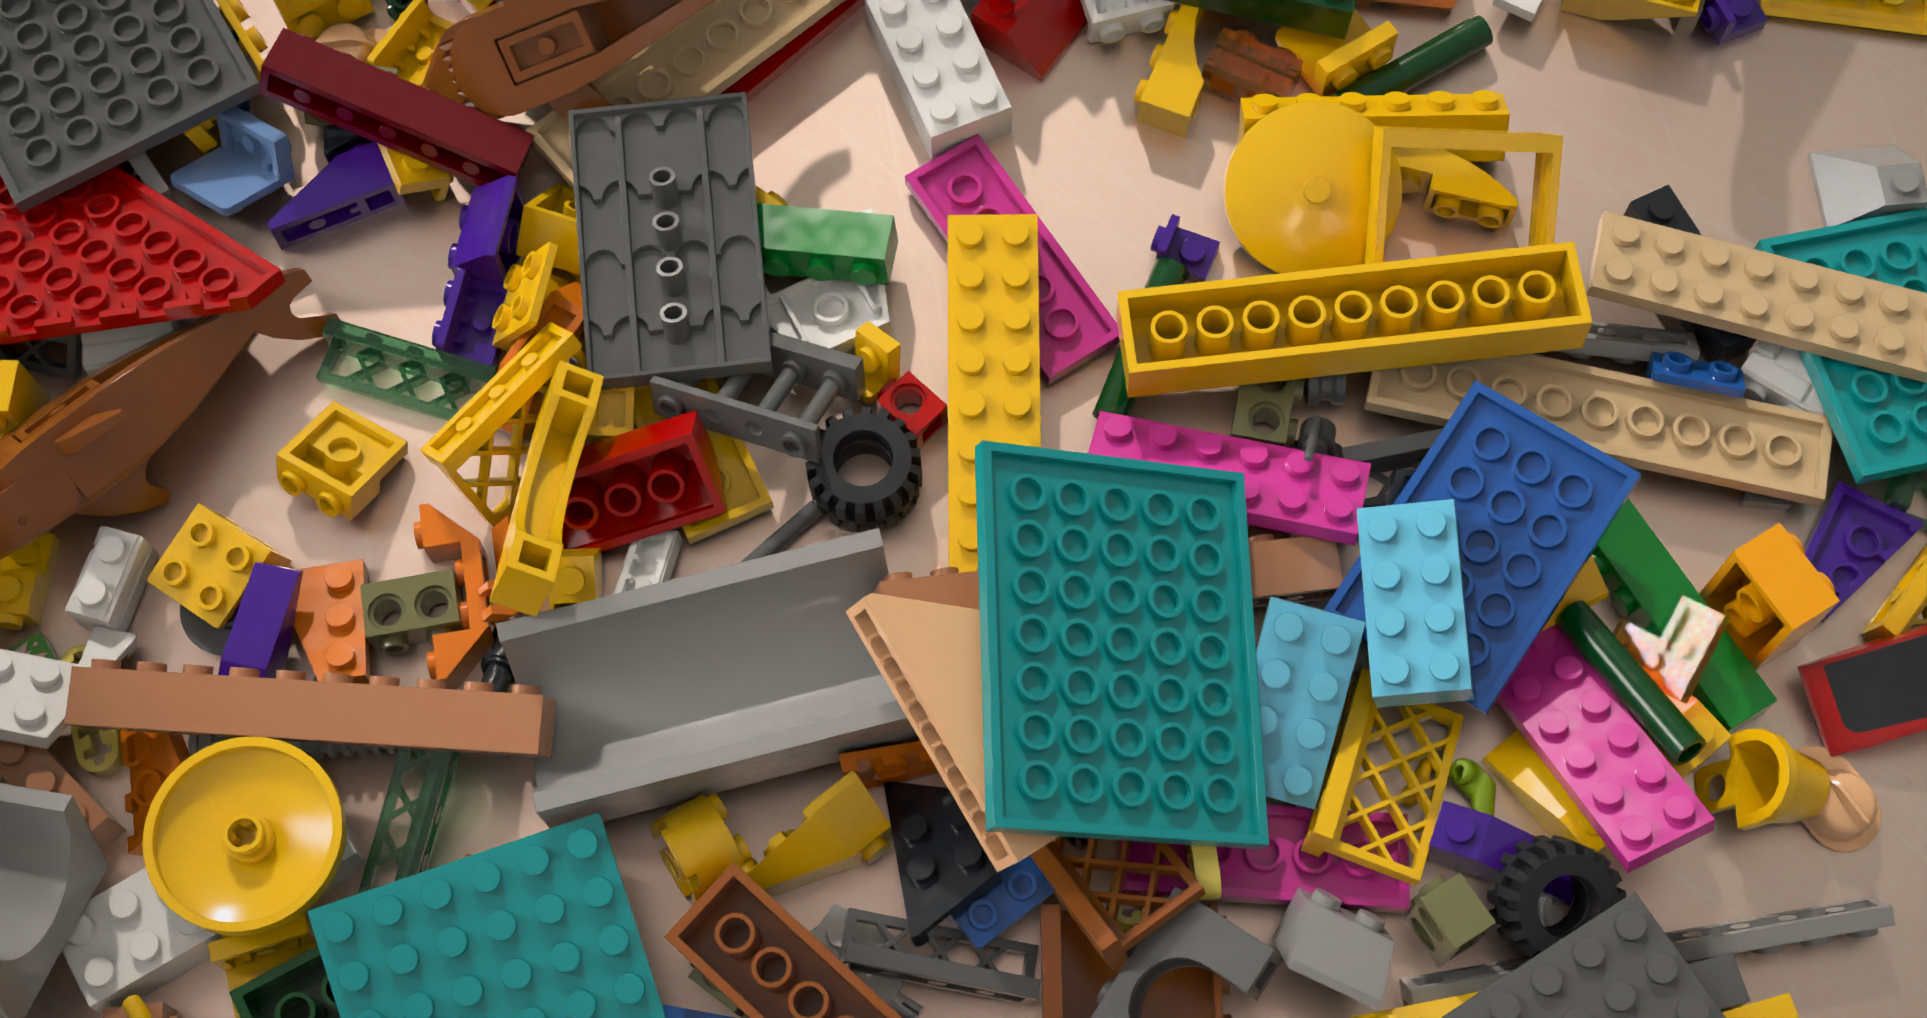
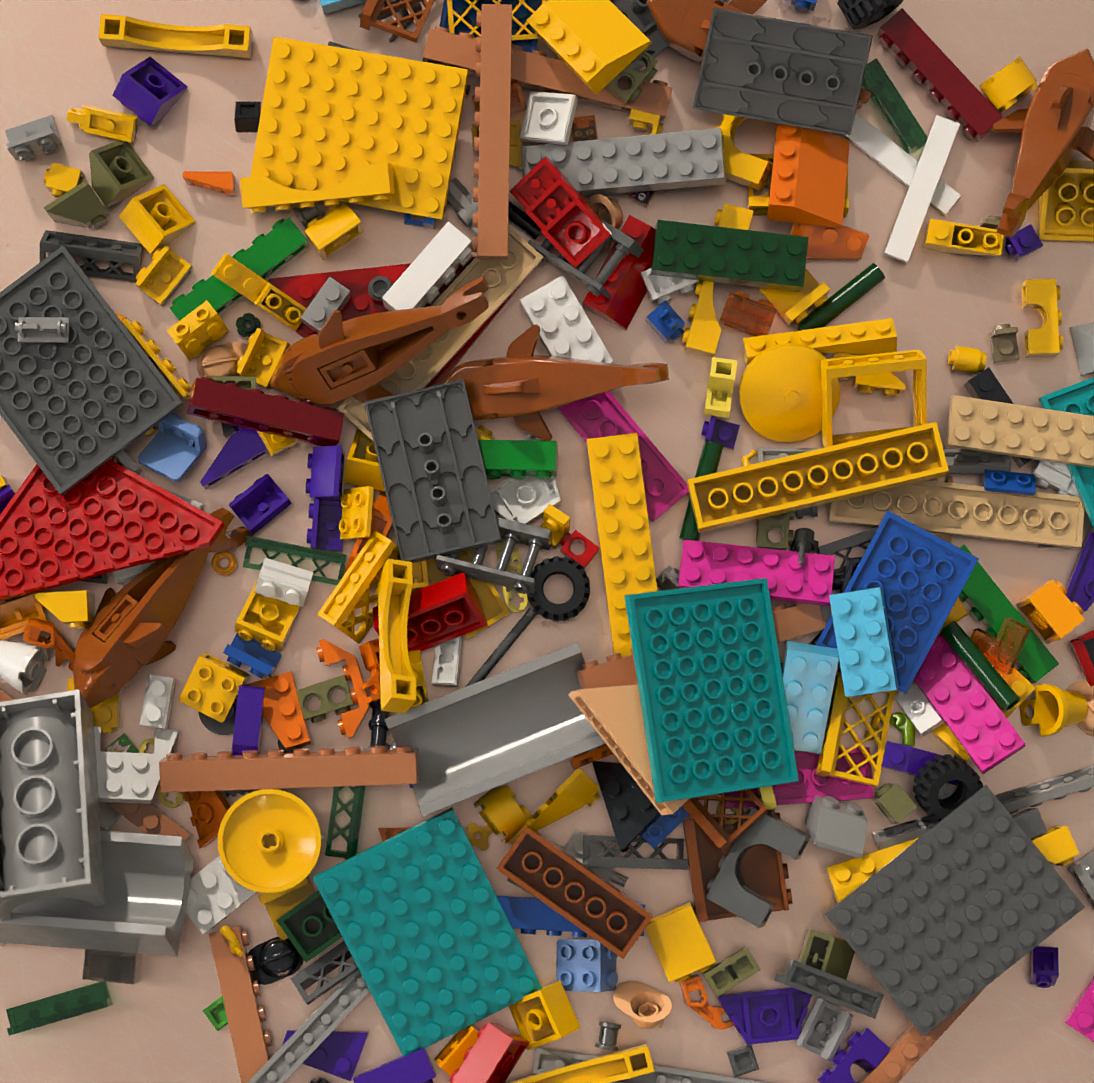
camera: 10 degrees left, 15 degrees up
(280, 356) = (216, 563): none -> light orange plate
(297, 522) = (253, 655): none -> blue bracket
(364, 273) = (260, 503): none -> dark purple bracket
(378, 402) = (283, 582): none -> white brick
(662, 886) = (484, 832): none -> yellow plate
(774, 476) = (509, 596): none -> light yellow beam
(878, 120) = (530, 383): none -> dark orange animal
(1109, 67) = (666, 322): none -> blue brick
(1193, 171) = (720, 387): none -> light yellow brick
(1506, 756) = (919, 710): none -> white plate
(1626, 178) = (967, 359): none -> yellow brick
(1694, 162) = (1004, 343): none -> dark tan bracket
(1764, 96) = (1043, 296): none -> yellow arch

